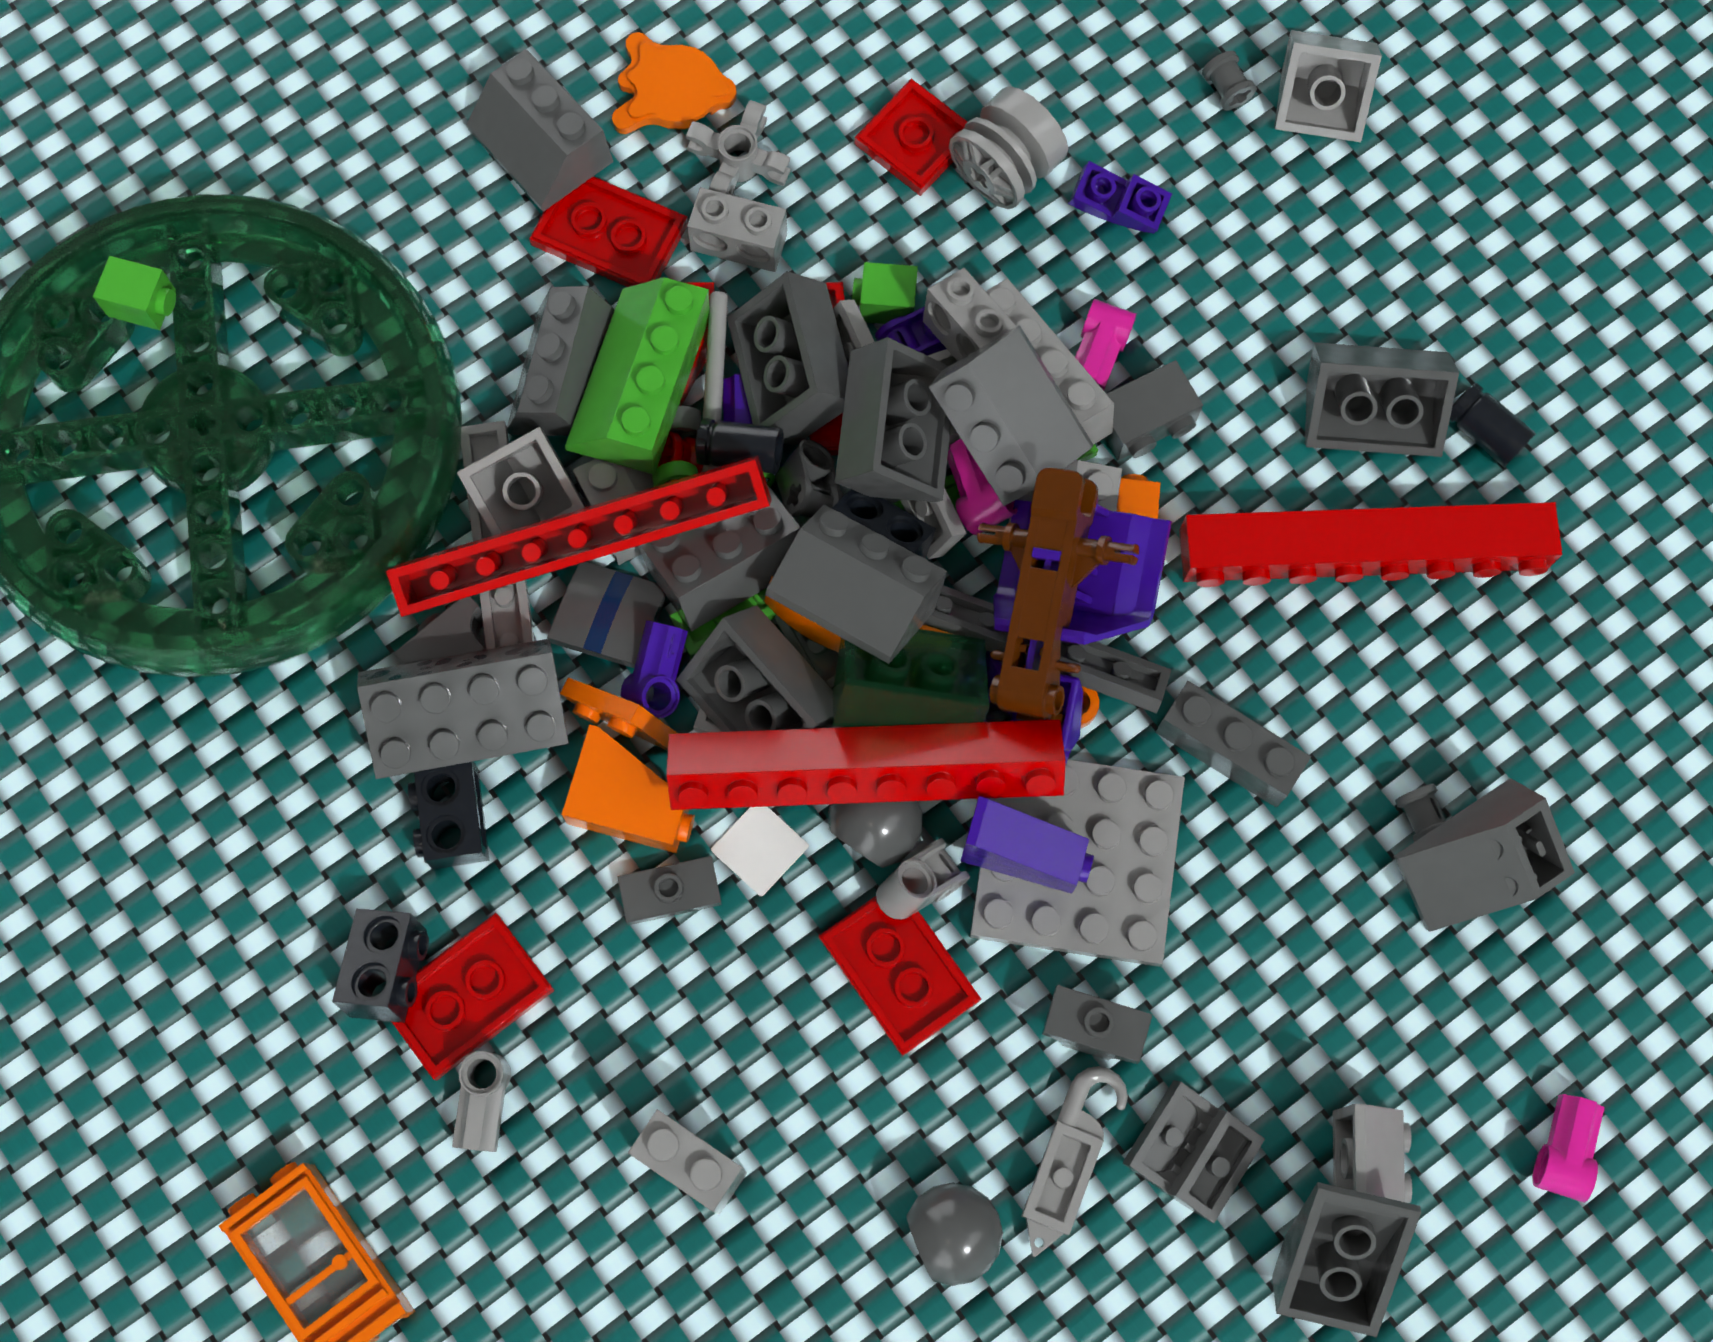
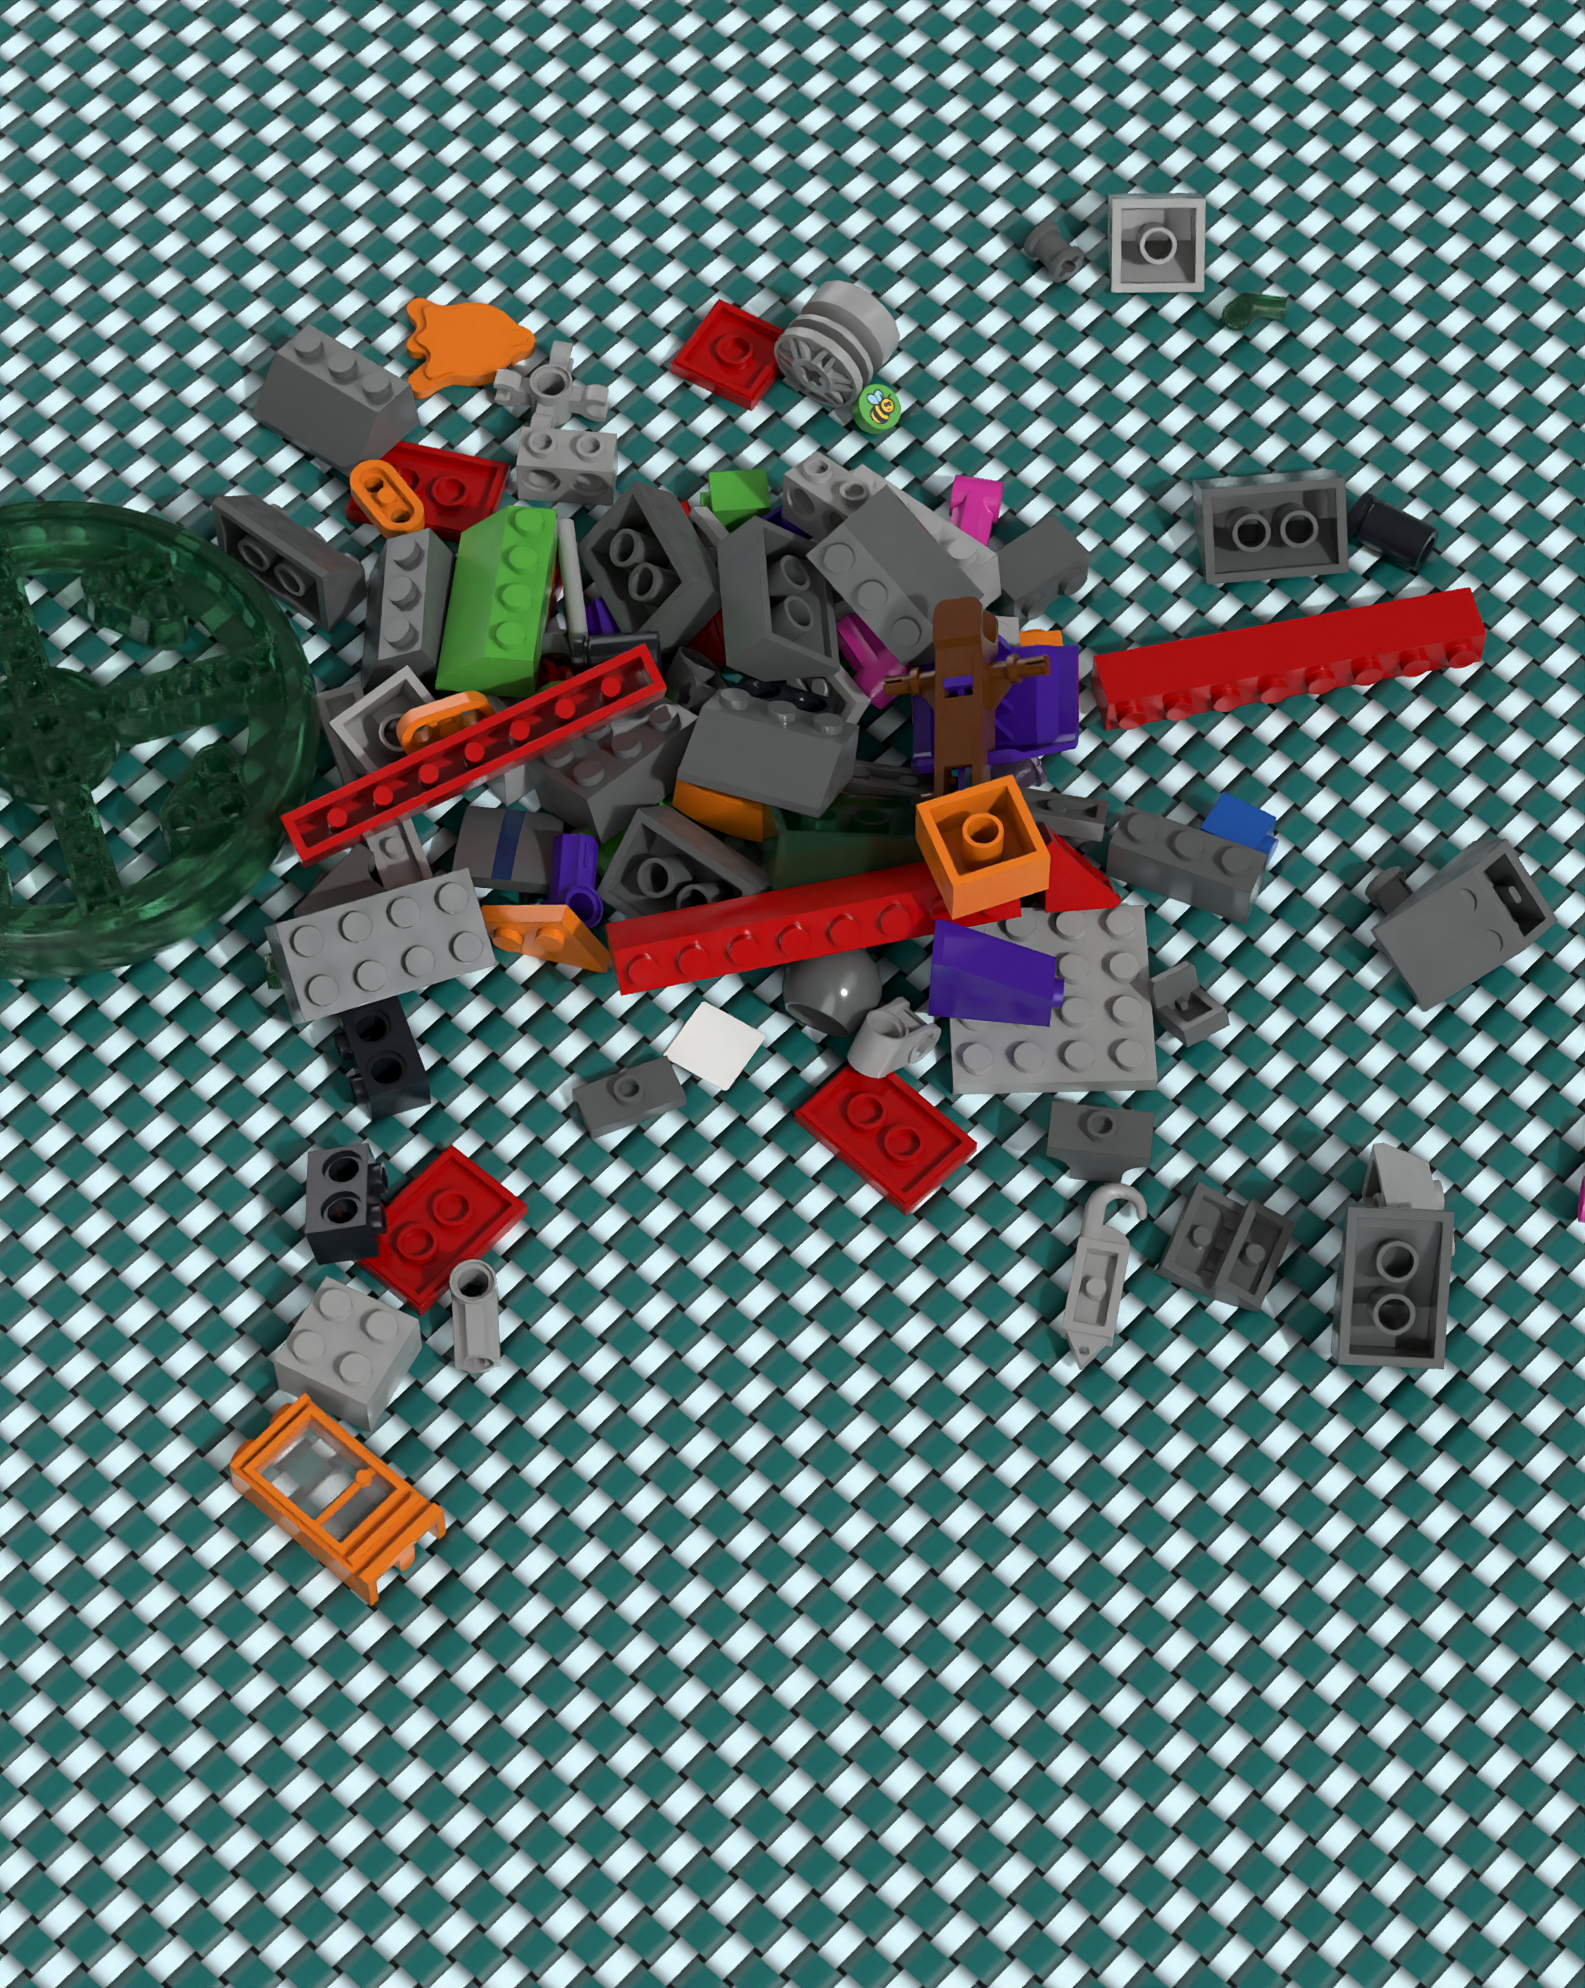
camera: 10 degrees left, 15 degrees down
(354, 1121) = (348, 1353): none -> light grey brick
(465, 282) = (289, 559): none -> dark grey slope
(561, 493) = (441, 719): none -> orange plate
(567, 242) = (391, 503): none -> orange plate
(622, 797) = (565, 1014): orange slope -> none
(688, 1162) = (708, 1322): light grey brick -> none
(955, 1233) = (995, 1350): dark grey helmet -> none
(1034, 216) = (876, 409): none -> bright green tile
(1035, 741) = (982, 846): none -> orange brick
(1120, 742) = (1073, 879): none -> red slope
(1124, 202) = (970, 384): dark purple slope -> none
(1204, 894) = (1184, 1006): none -> dark grey bracket
(1290, 717) = (1242, 824): none -> blue brick
(1402, 166) = (1250, 307): none -> clear green arm

